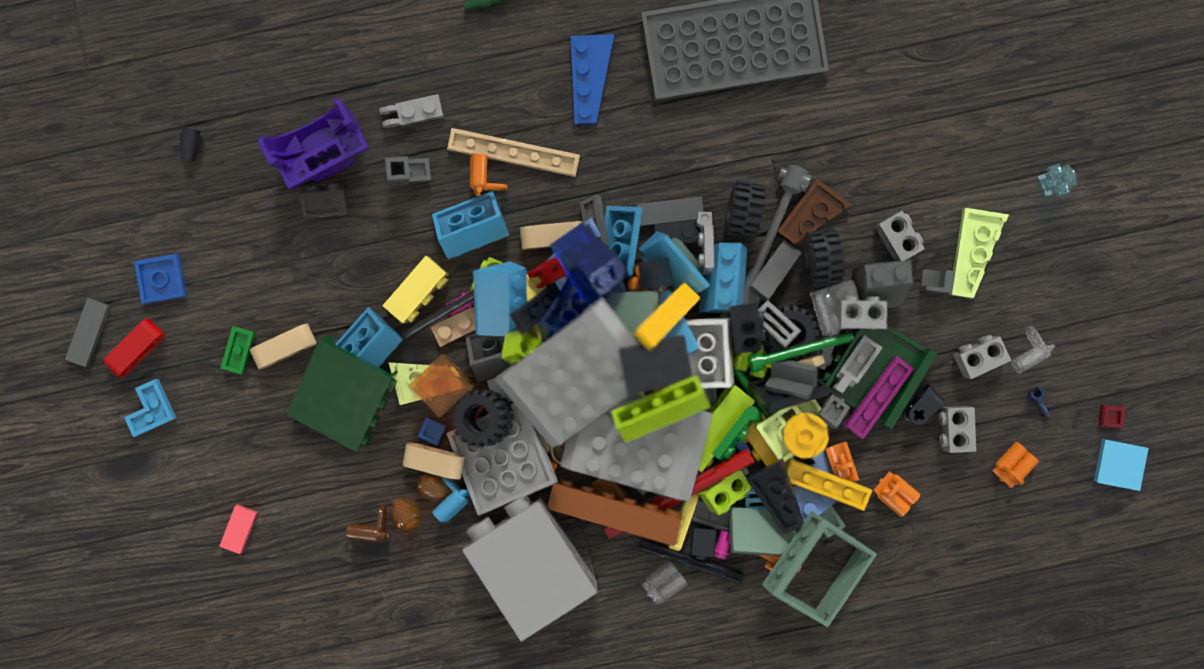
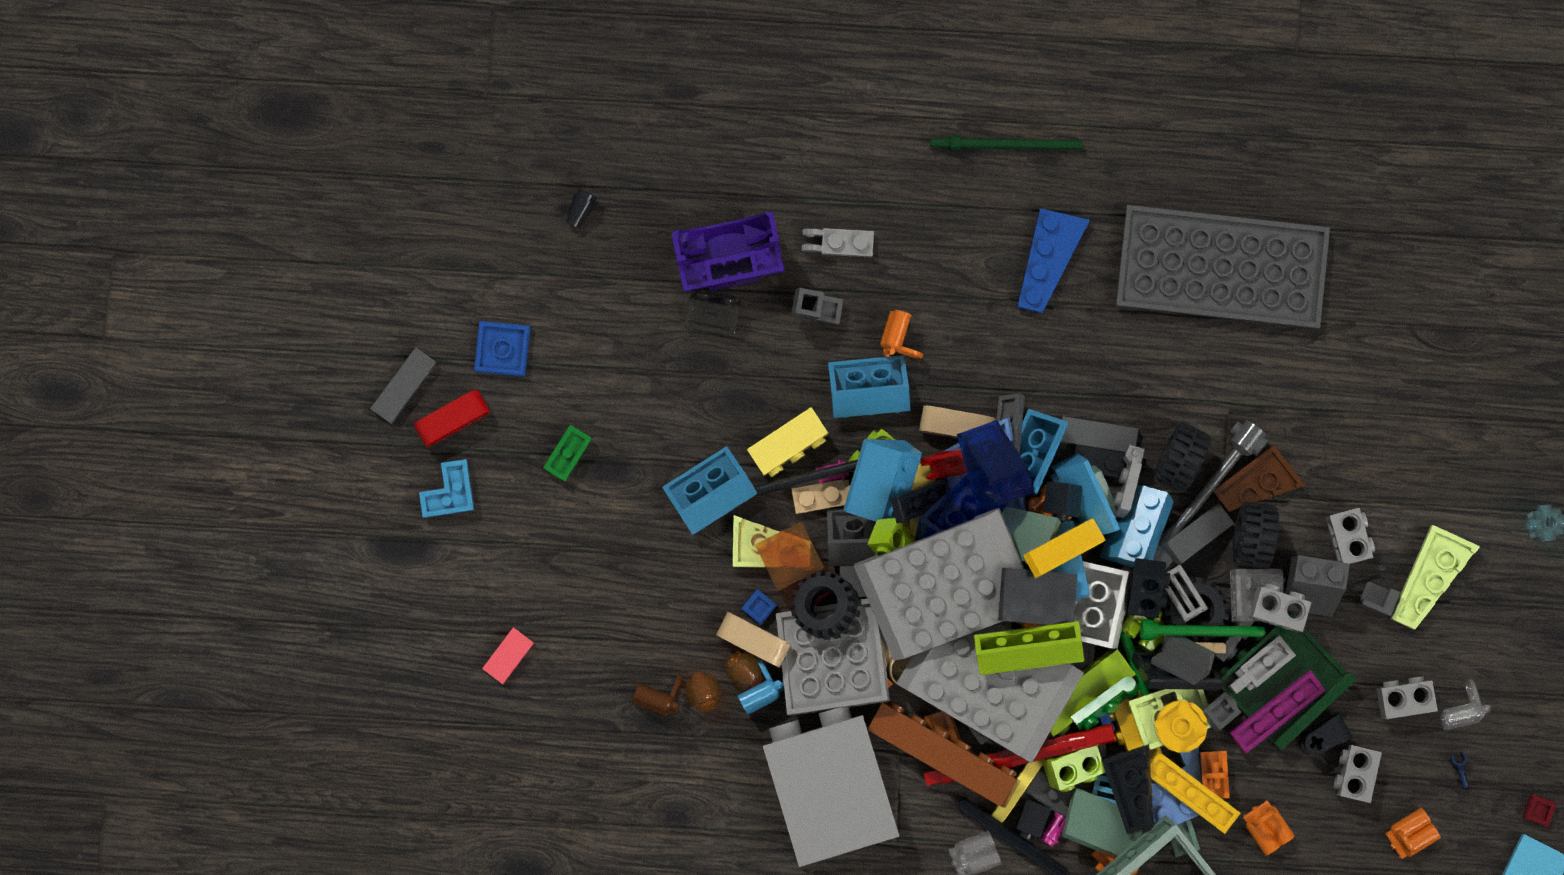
camera: 20 degrees right, 5 degrees down
(283, 346) = (619, 463): tan beam -> none
(341, 395) = (673, 536): dark green panel -> none
(514, 152) = (940, 319): tan tile -> none

